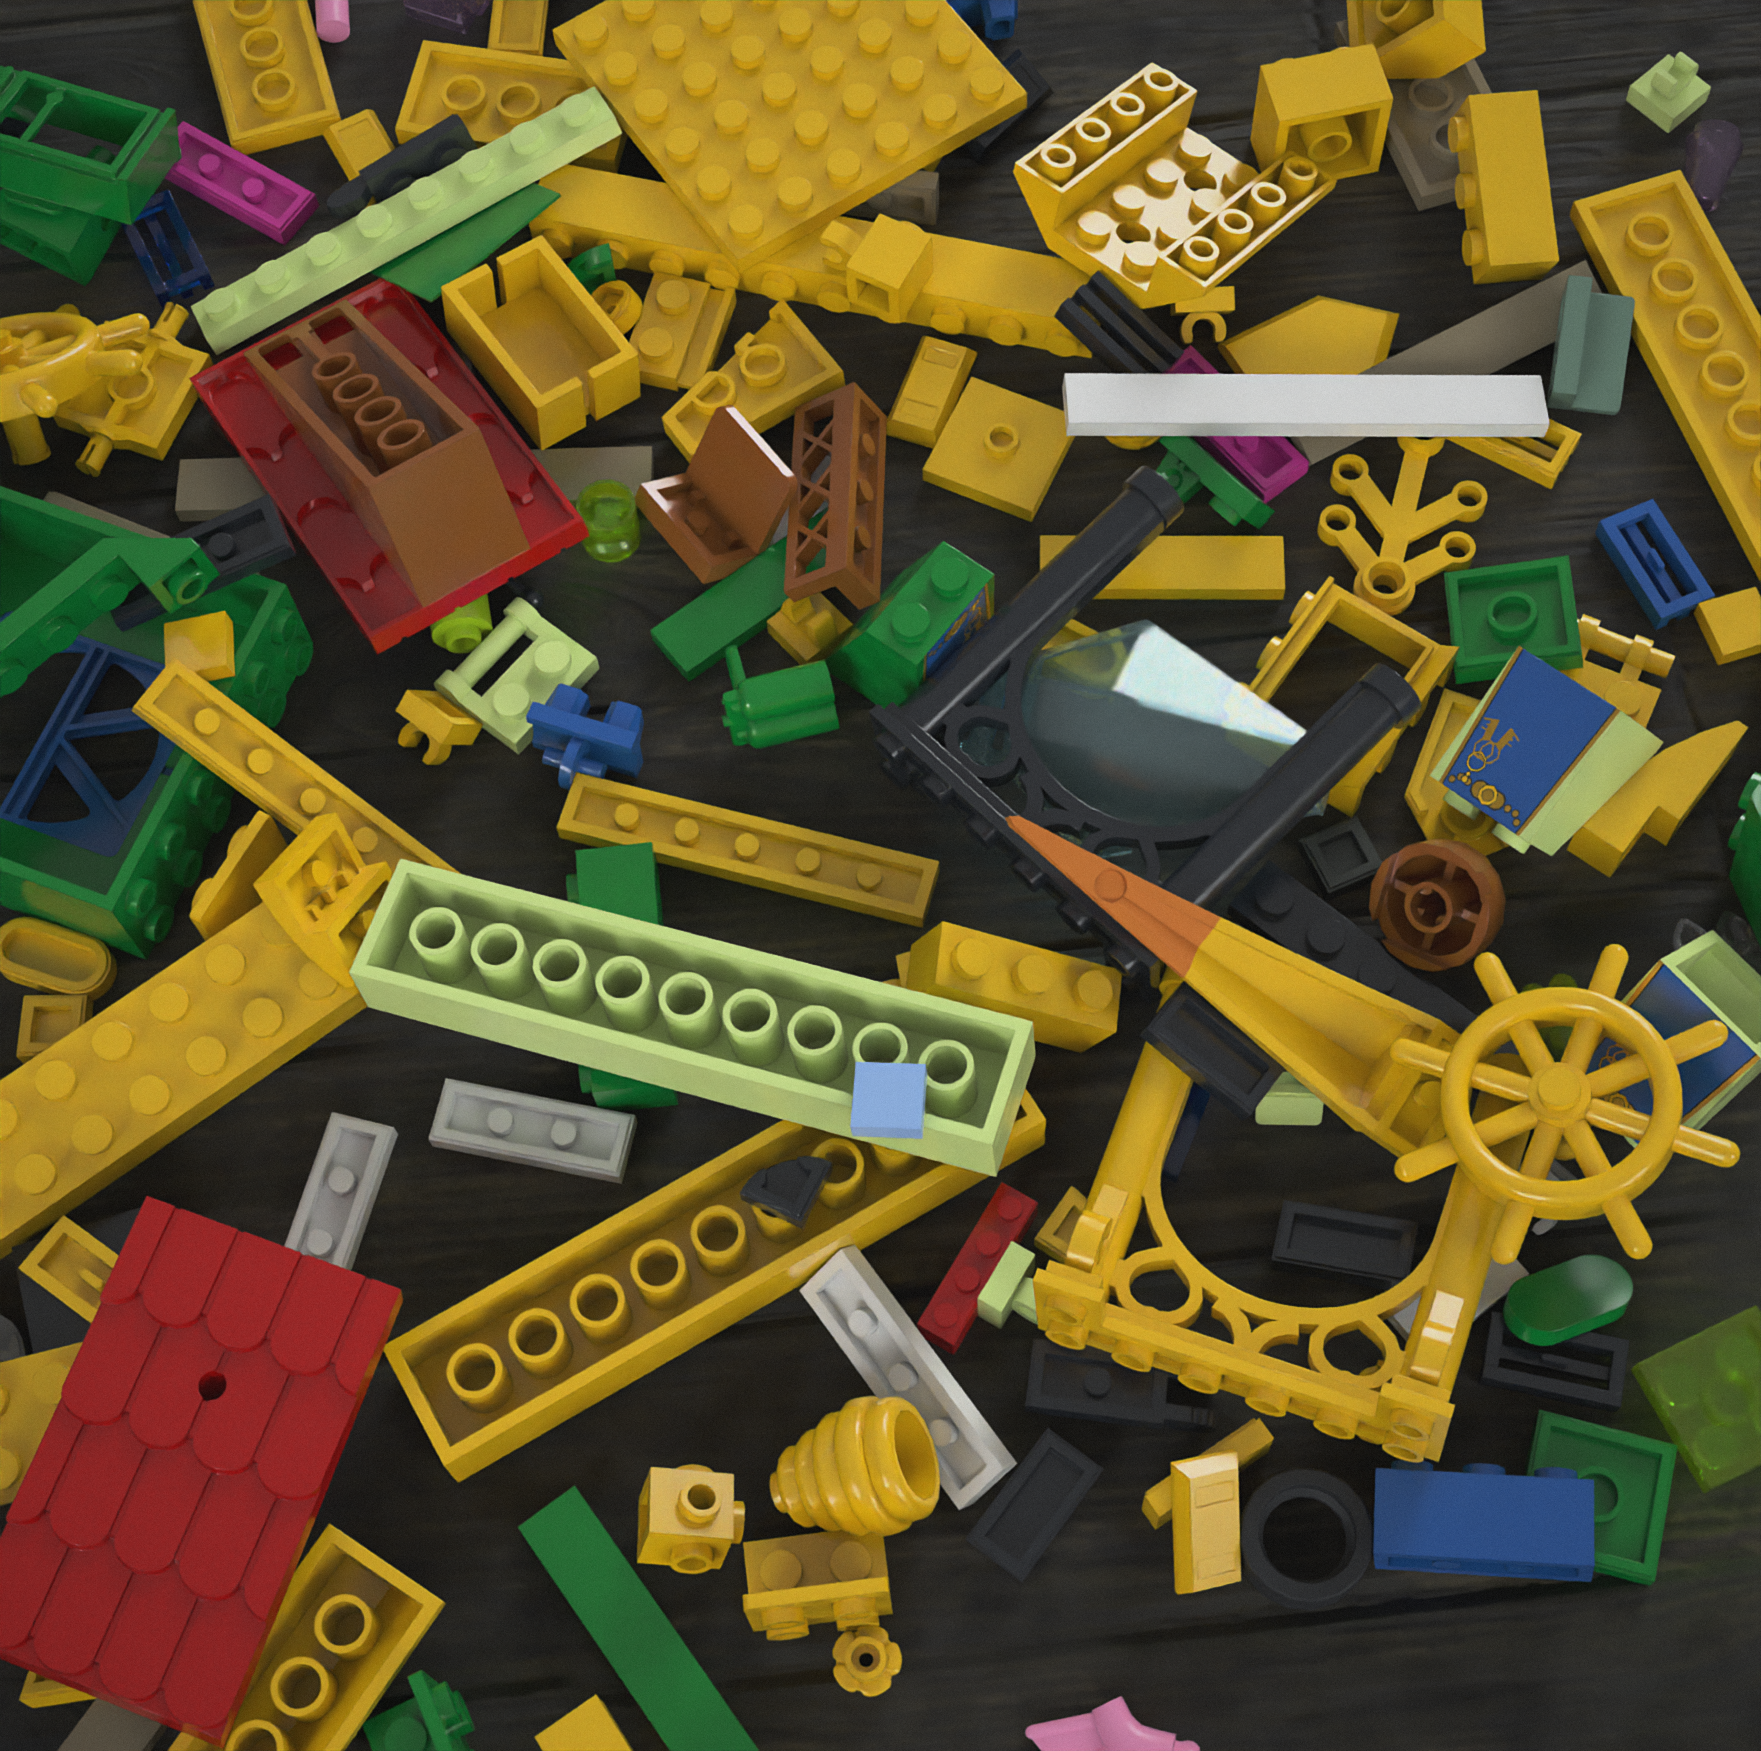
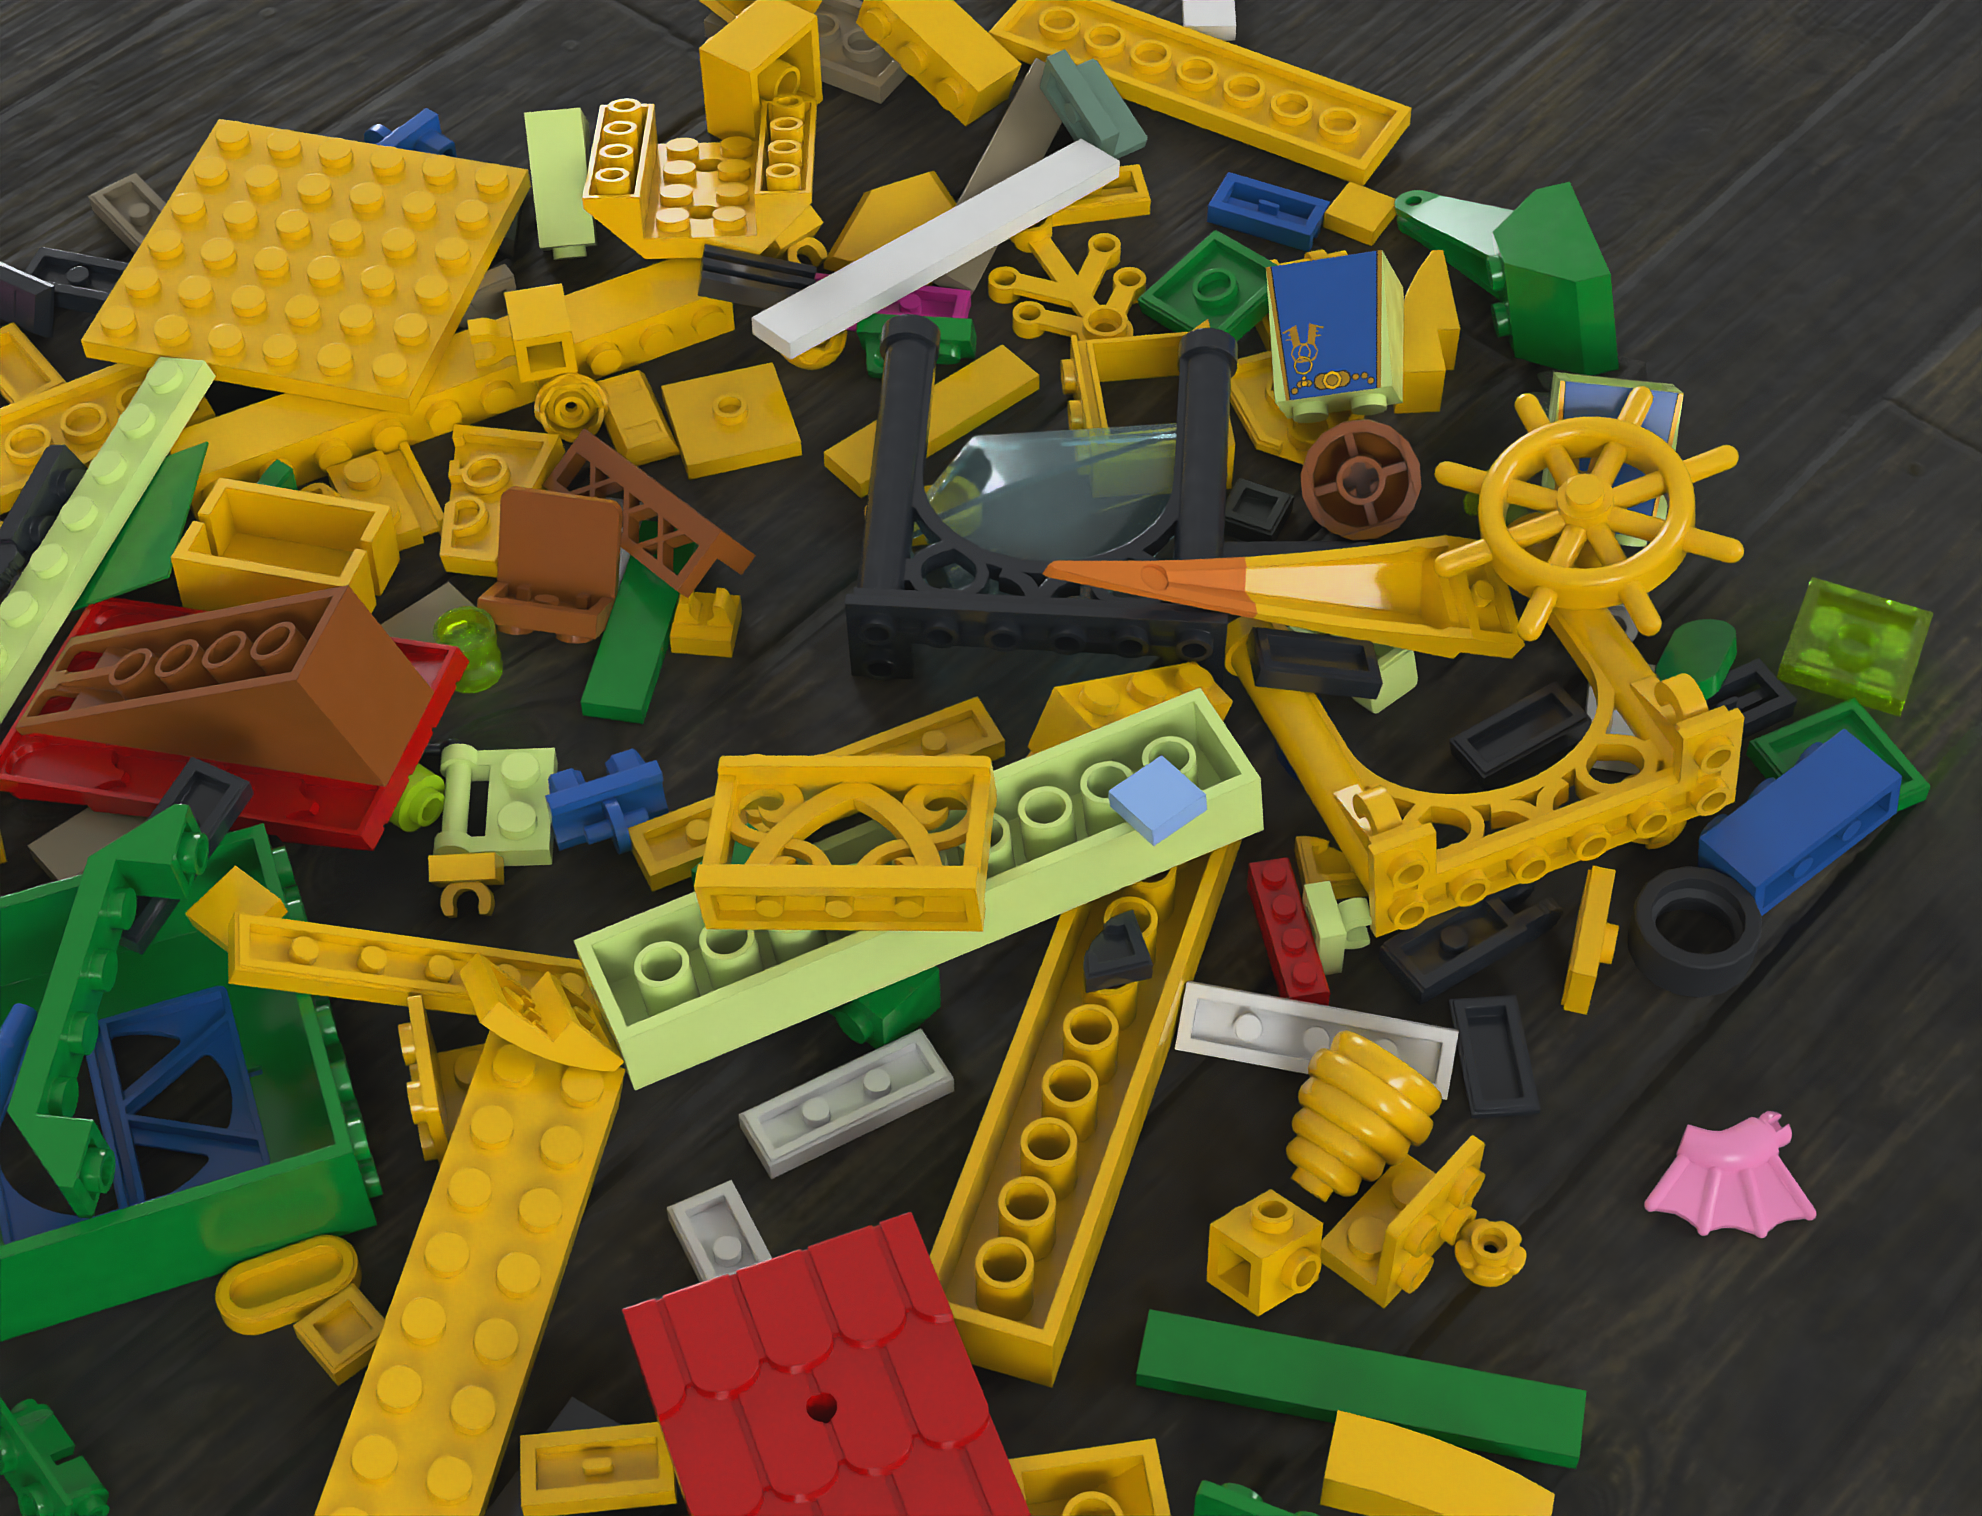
camera: 45 degrees left, 15 degrees down
(641, 1030) = (868, 896): none -> yellow fence
(778, 704) = (741, 677): green piece -> none
(881, 347) = (569, 422): none -> yellow plate
(914, 626) = (802, 553): green slope -> none
(1058, 90) = (559, 169): none -> yellowish green arch
(1206, 1521) = (1628, 958): yellow tile -> none

